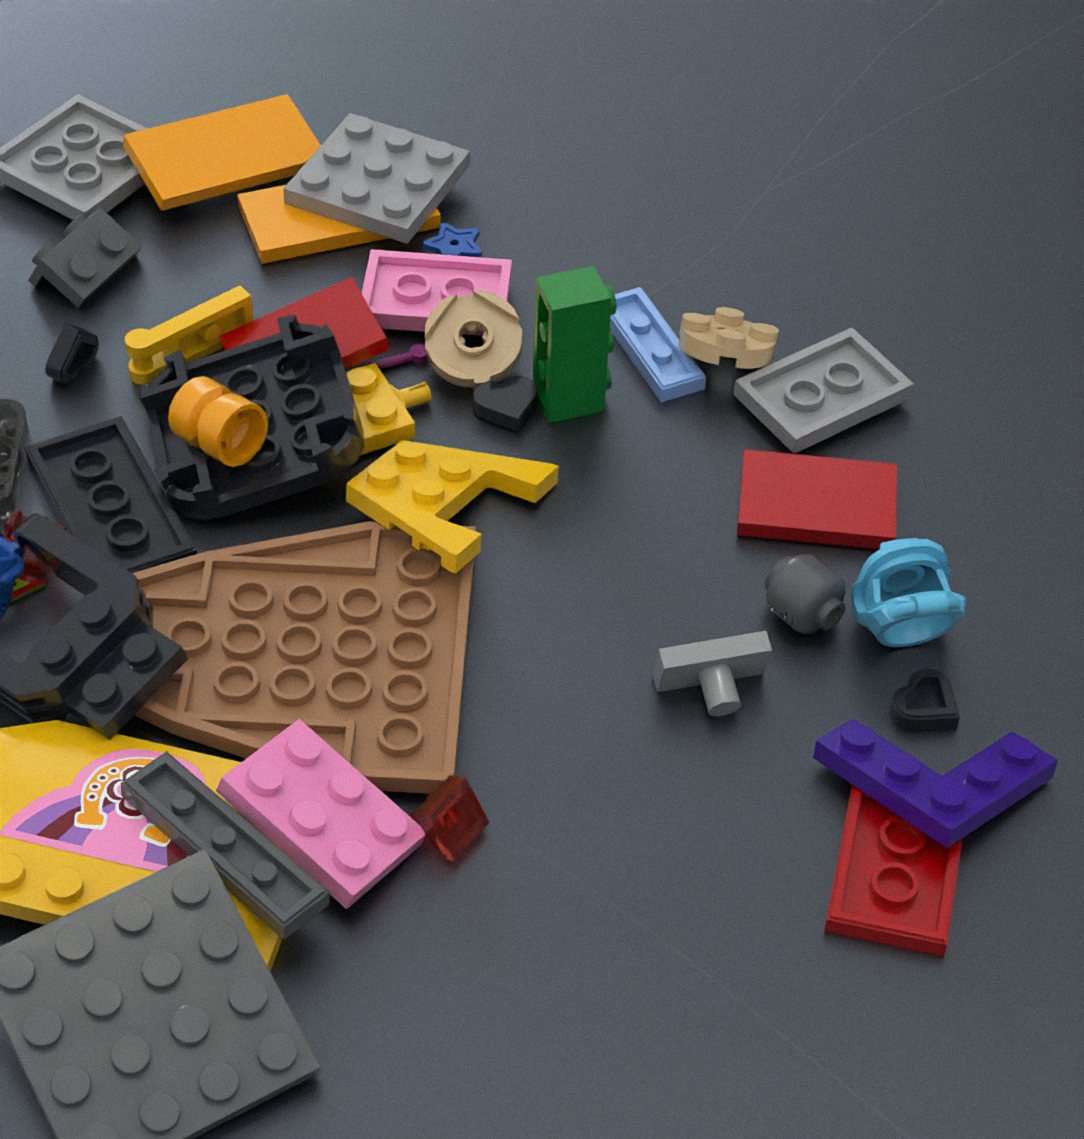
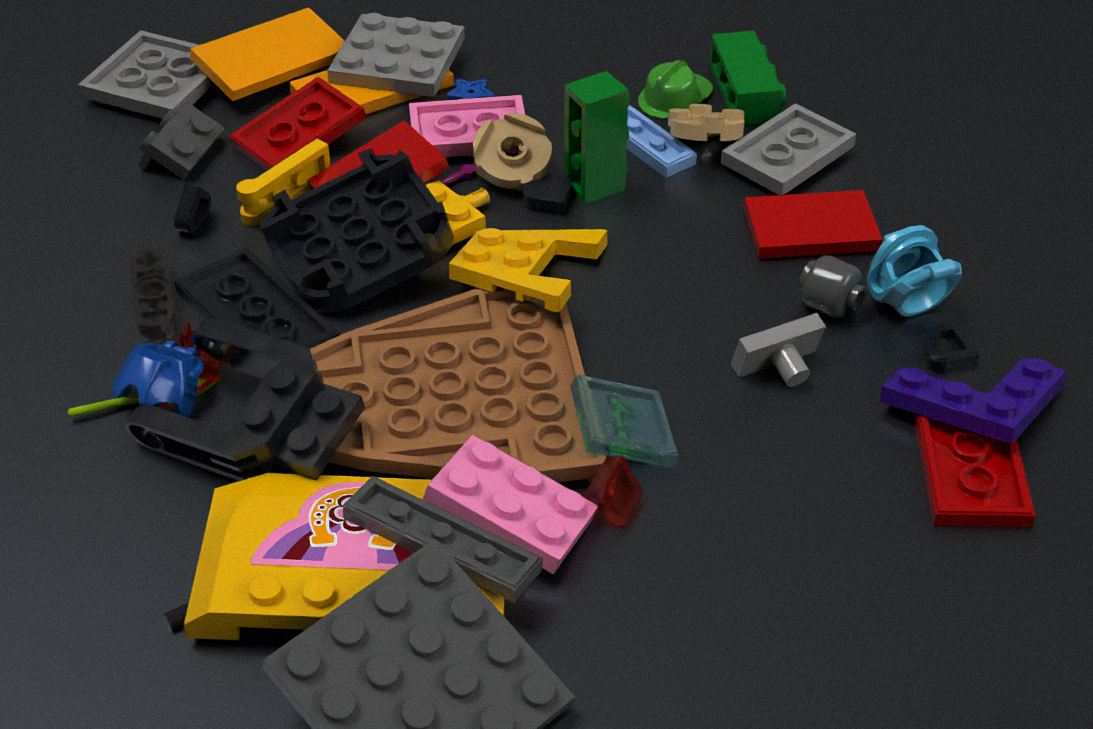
camera: 10 degrees left, 5 degrees down
(218, 421) = (334, 231): light orange wheel -> none
(242, 250) = (296, 121): none -> red tile
(490, 729) = (623, 421): none -> clear light blue tile
(709, 279) = (671, 87): none -> bright green piece
(805, 278) = (746, 76): none -> green brick

